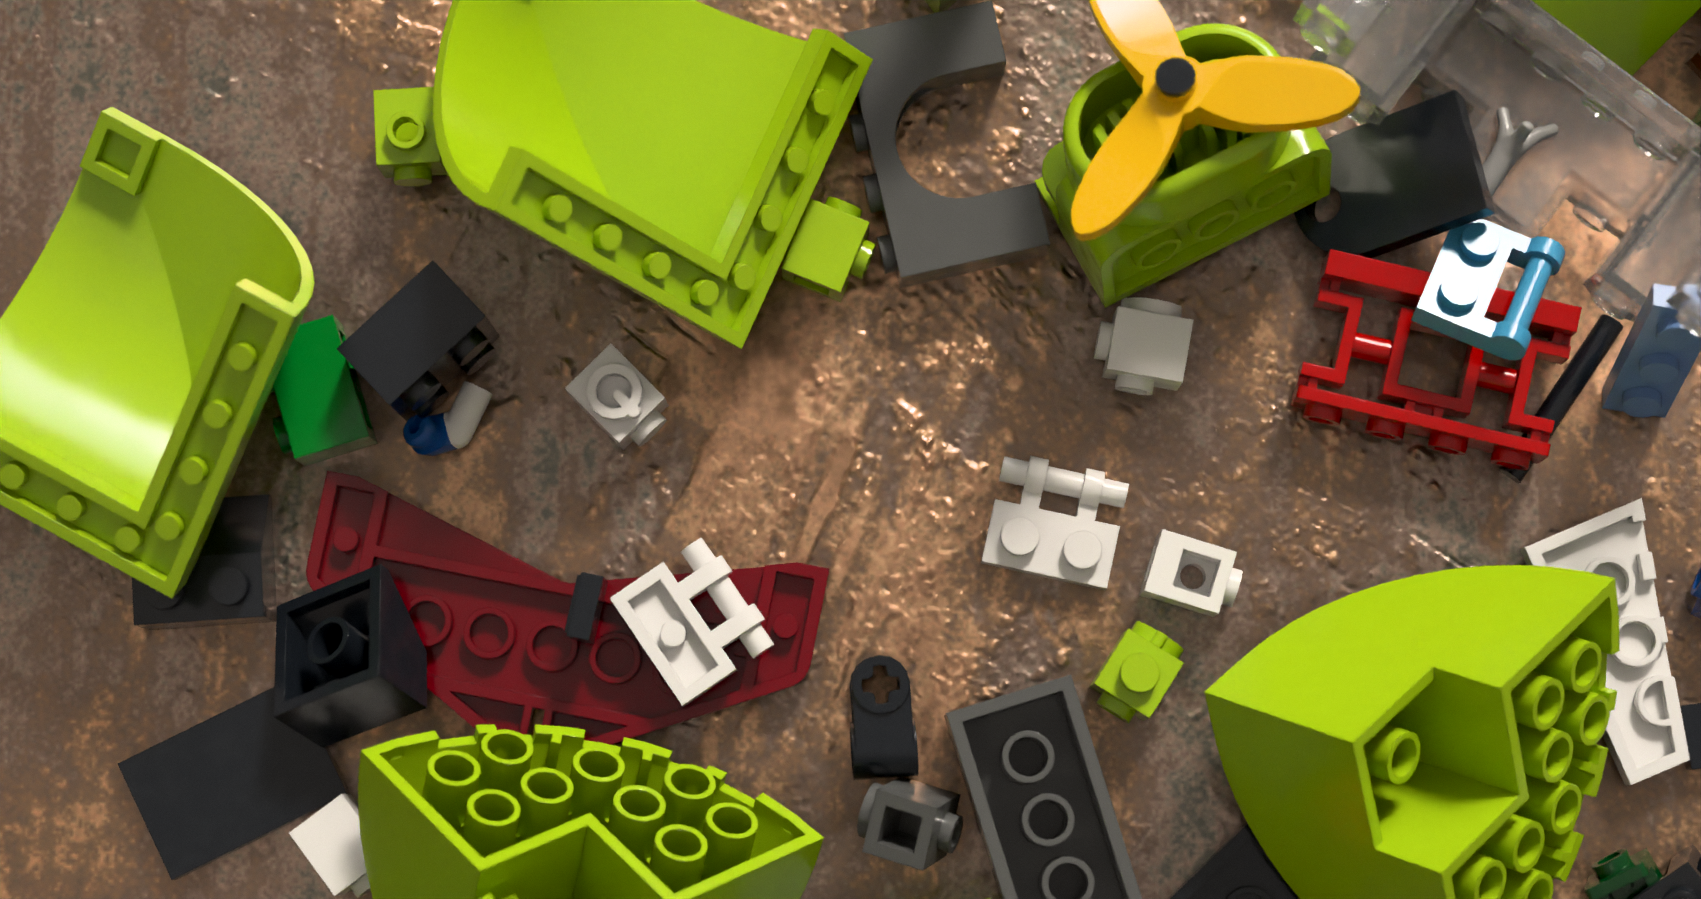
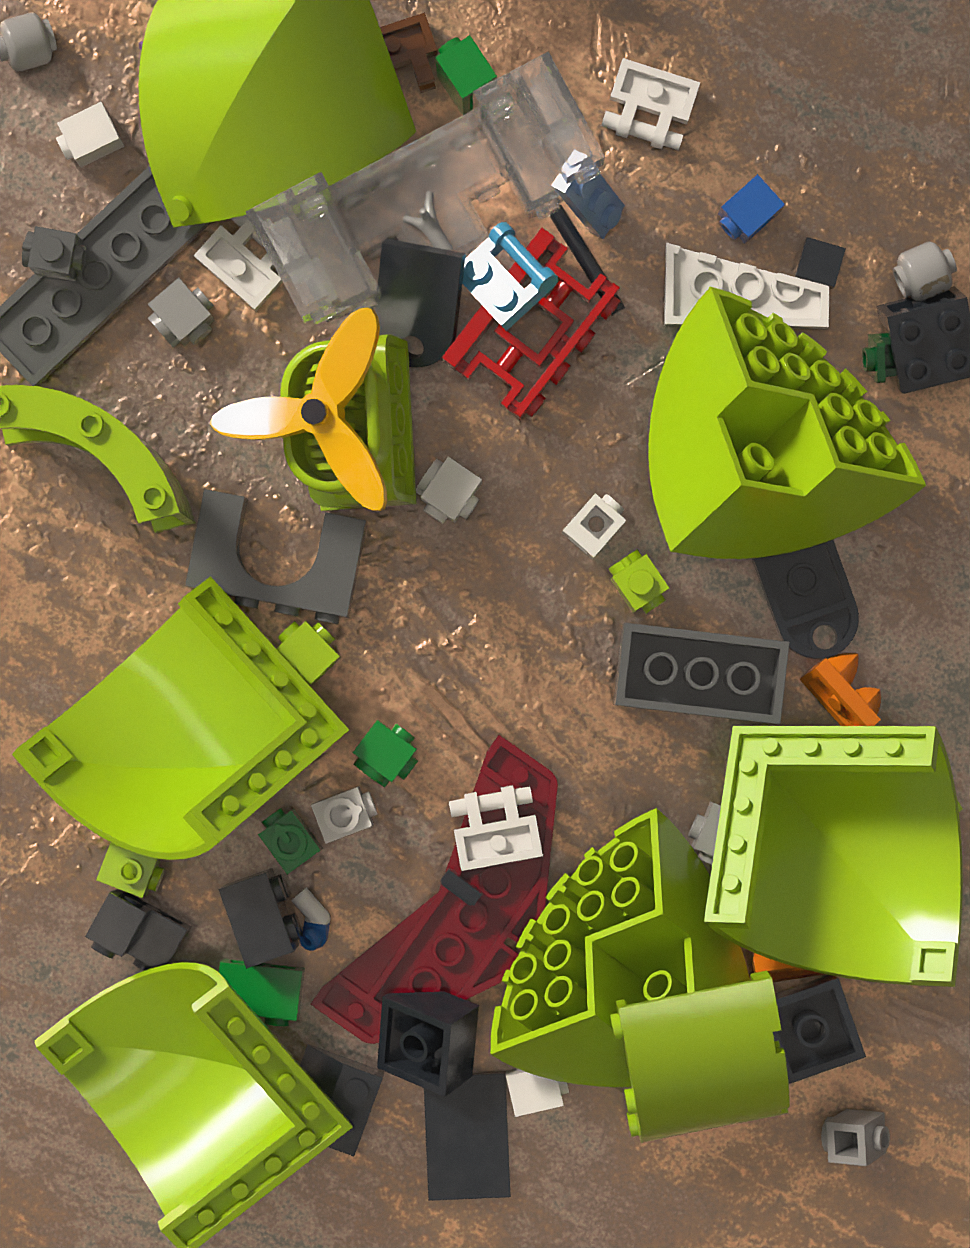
camera: 65 degrees left, 5 degrees up
(330, 177) = (137, 929): none -> black brick
(548, 337) = (289, 839): none -> green brick
(731, 420) = (386, 753): none -> green brick
(883, 733) = (606, 745): black piece -> none
(909, 822) = (667, 753): dark grey brick -> none
(1051, 542) = (539, 597): white plate -> none

